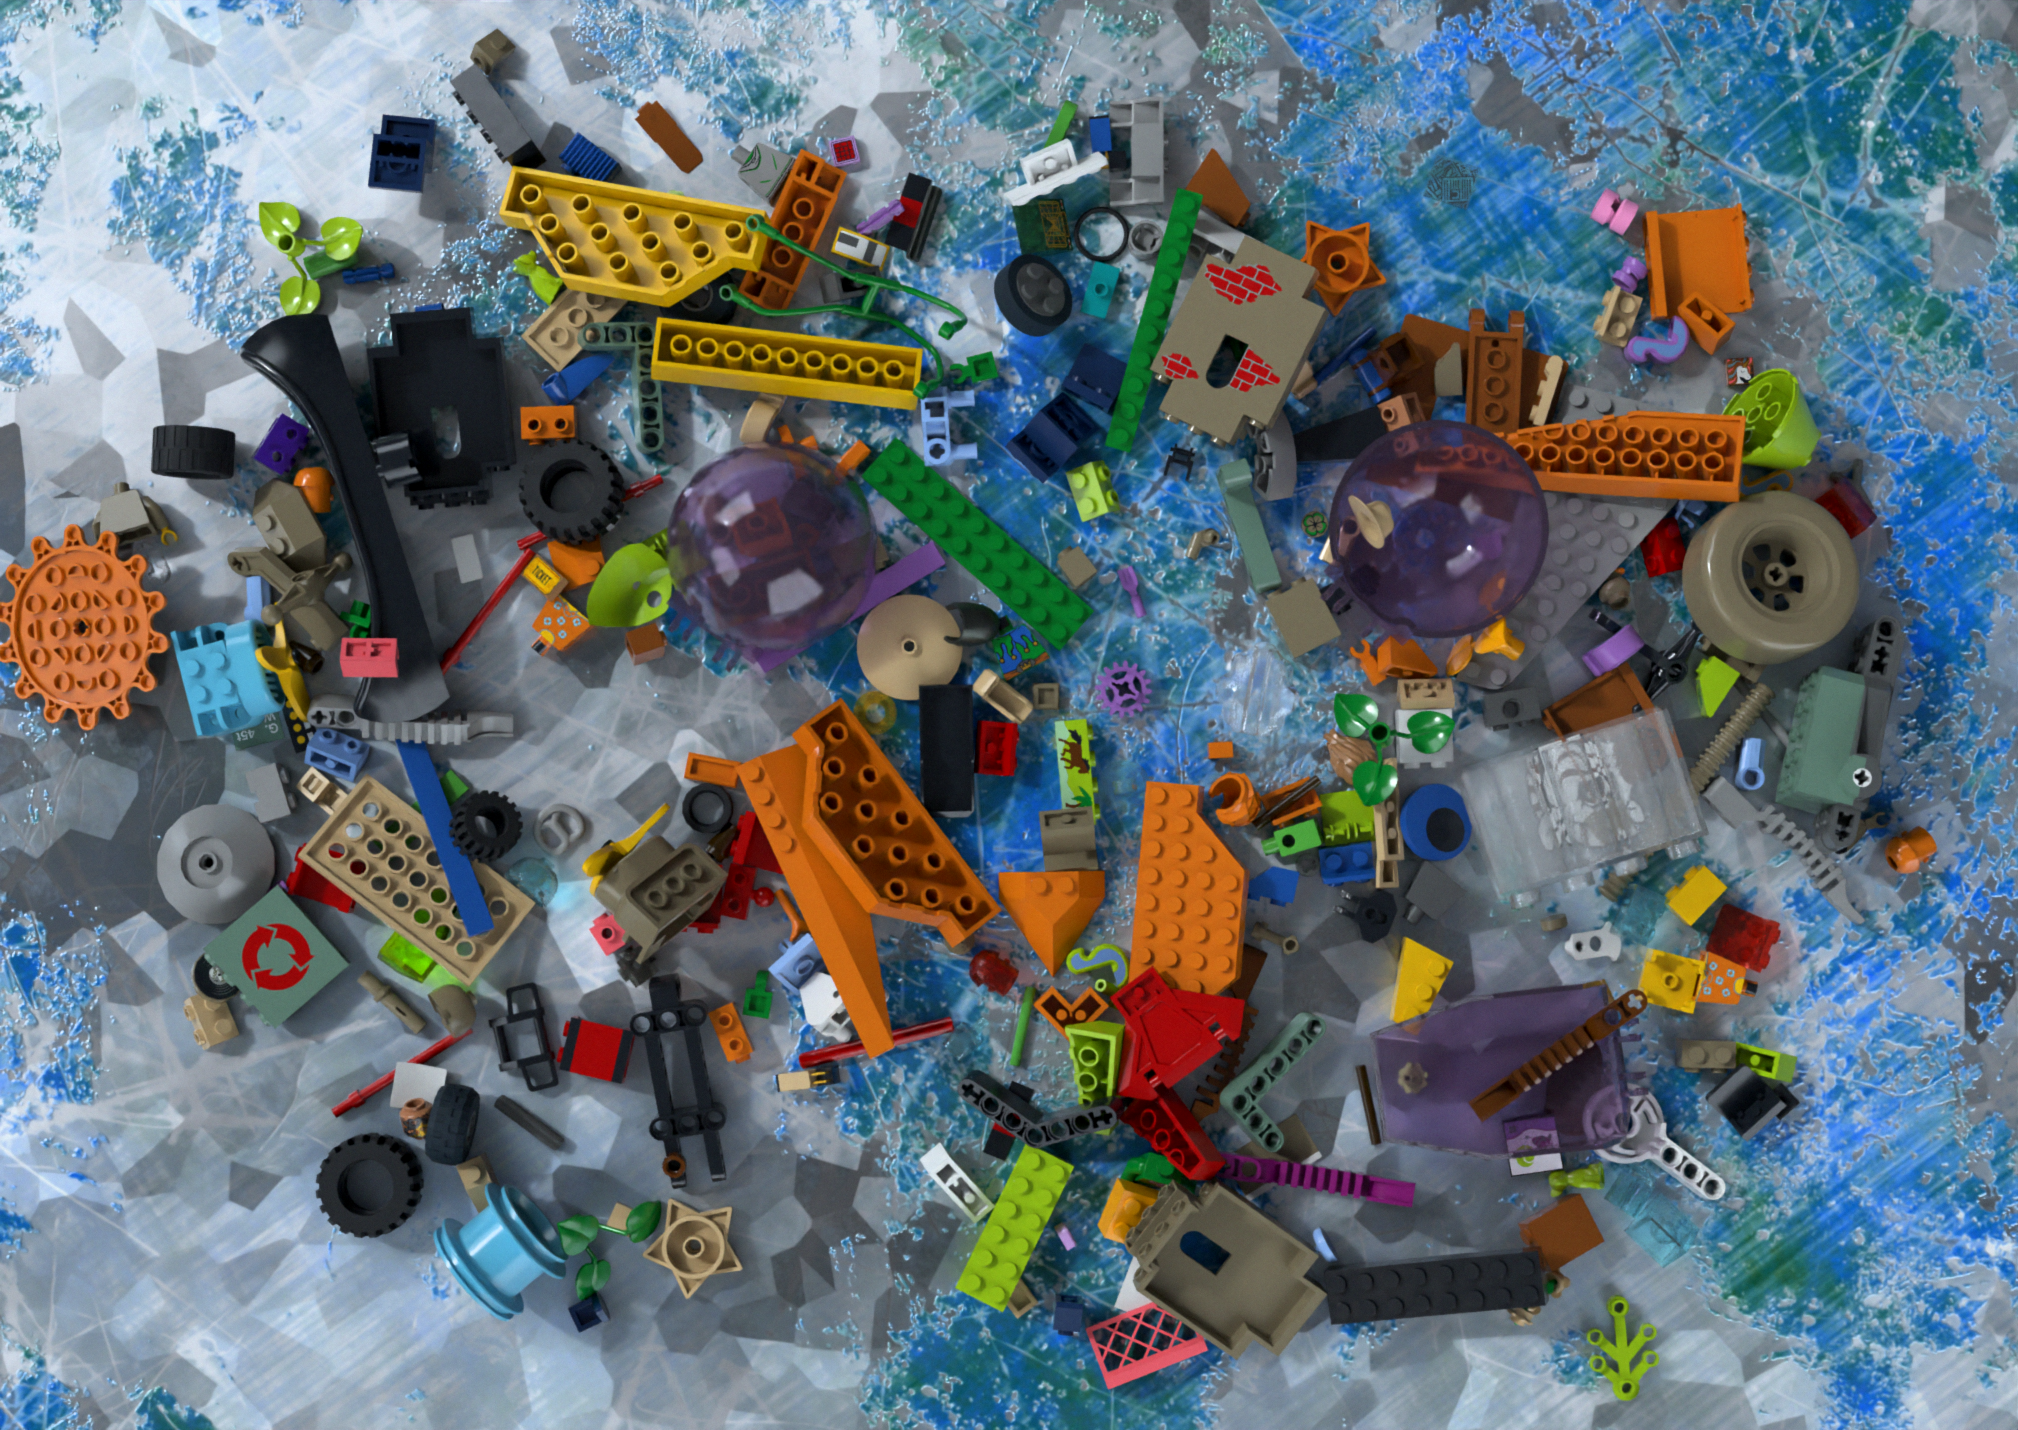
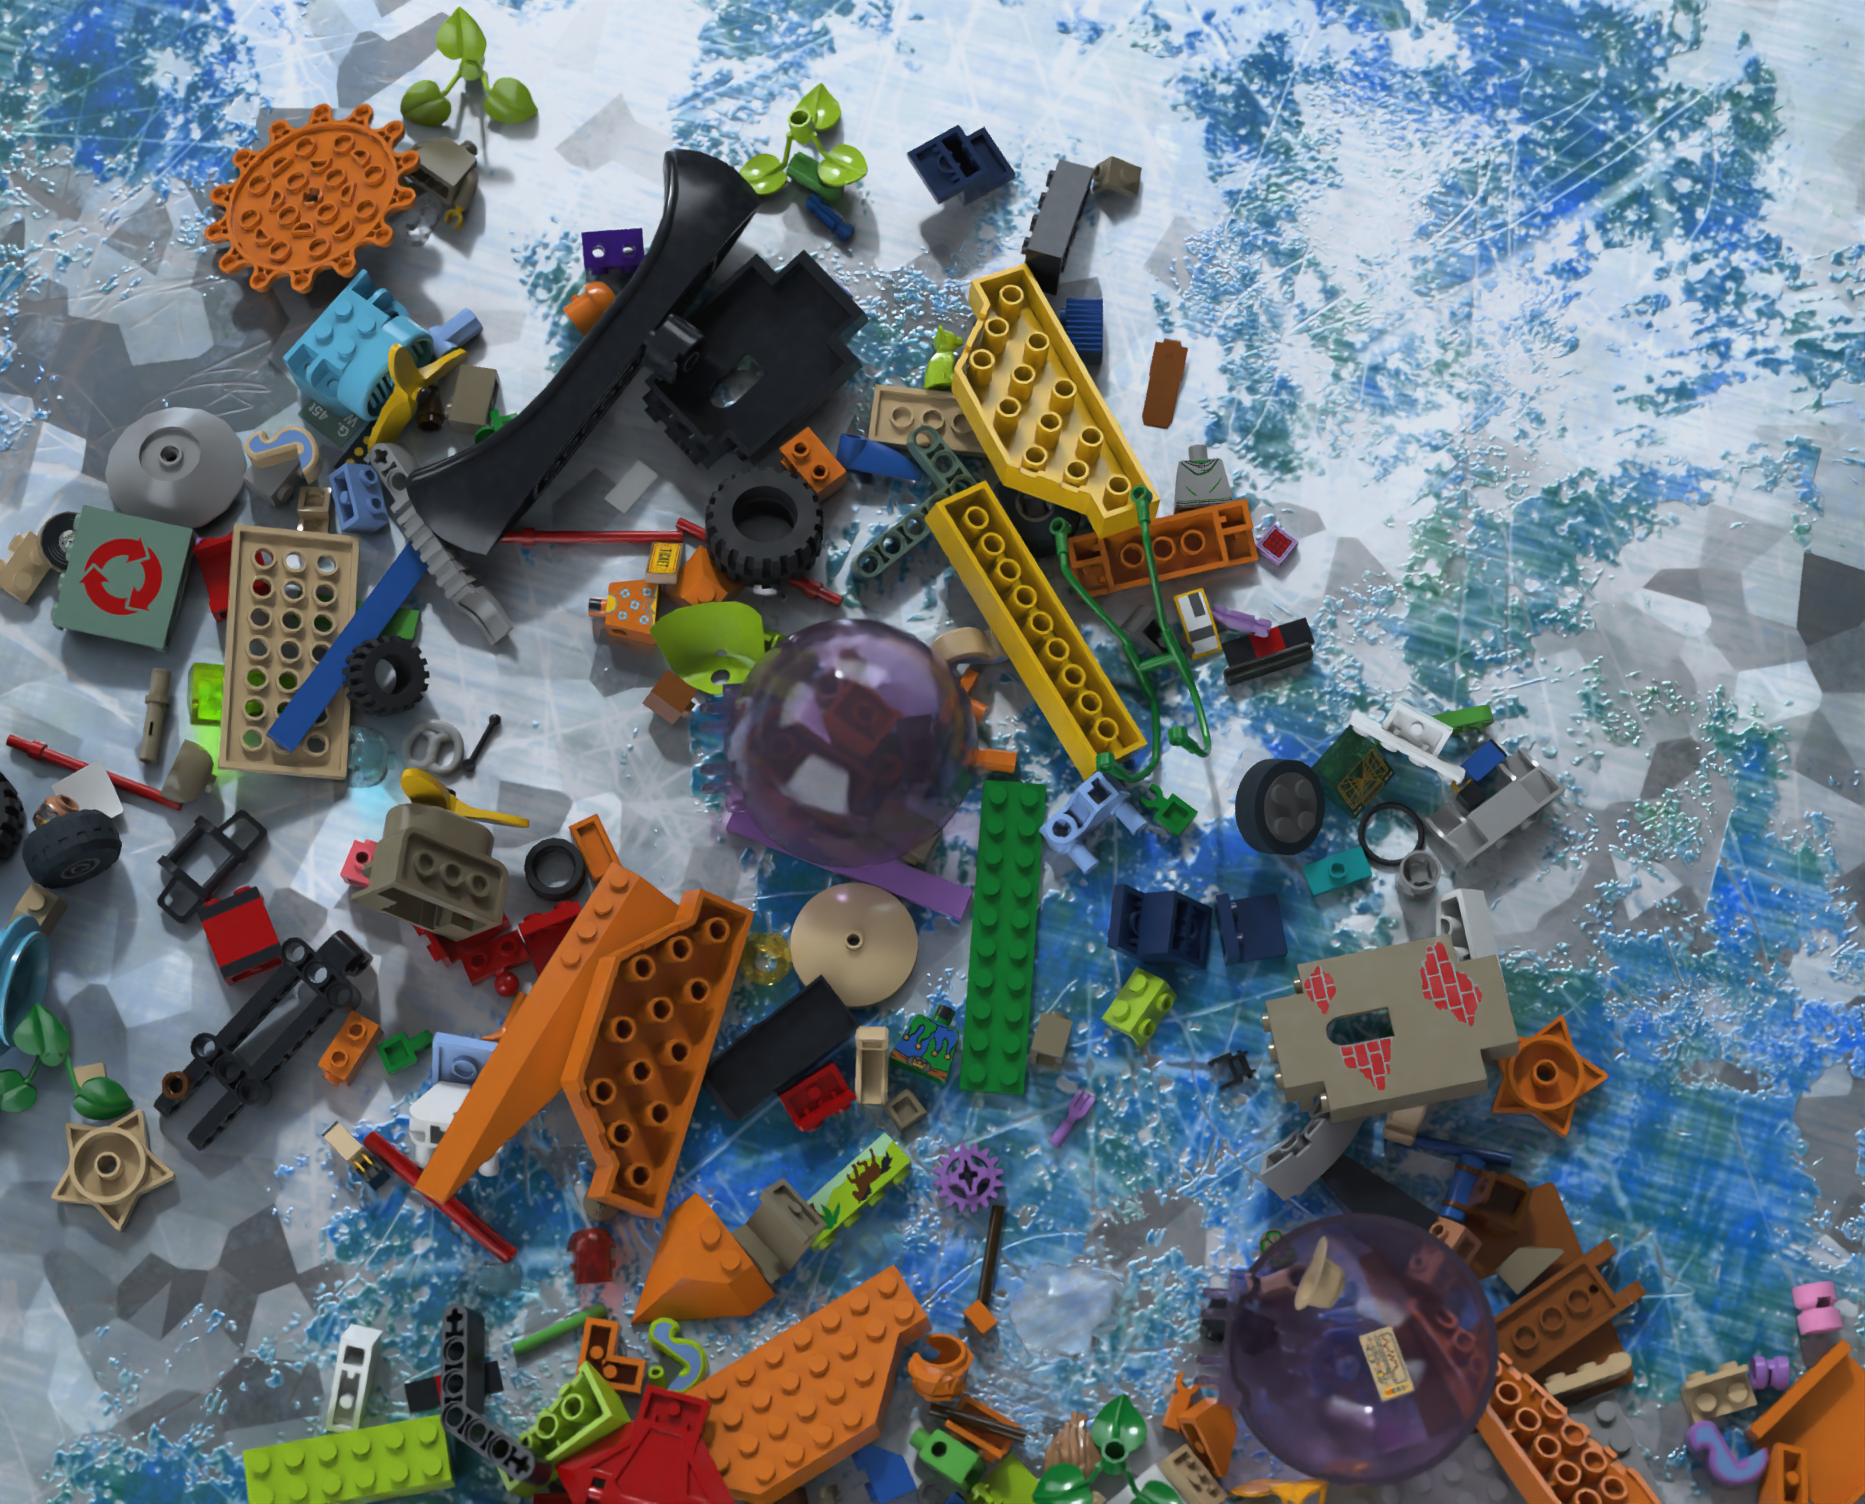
camera: 55 degrees right, 15 degrees down
(48, 436) = (463, 38): none -> lime plant
(193, 452) = (546, 178): black tyre -> none
(261, 778) = (286, 445): none -> tan animal
(290, 526) = (539, 314): dark tan wedge -> none
(297, 589) = (486, 350): dark tan piece -> none
(369, 657) = (466, 447): coral hinge -> none
(528, 1122) = (125, 924): dark grey axle -> none
(587, 813) = (468, 764): none -> black hinge
(629, 972) = (350, 915): clear smoke brick -> none
(721, 843) = (527, 904): dark brown cone -> none
(979, 624) = (923, 986): pearl dark grey piece -> none
(1154, 319) = (1349, 936): green plate -> none
(1182, 711) = (990, 1253): none -> dark brown bar
(1201, 539) = (1173, 1146): dark tan arm -> none
(1221, 193) = (1518, 909): dark orange slope -> none
(1234, 485) = (1223, 1177): sand green beam -> none
(1301, 617) = (1172, 1300): dark tan brick -> none
(1451, 182) = (1714, 1129): clear light blue piece -> none
(1456, 518) = (1386, 1364): none -> tan tile

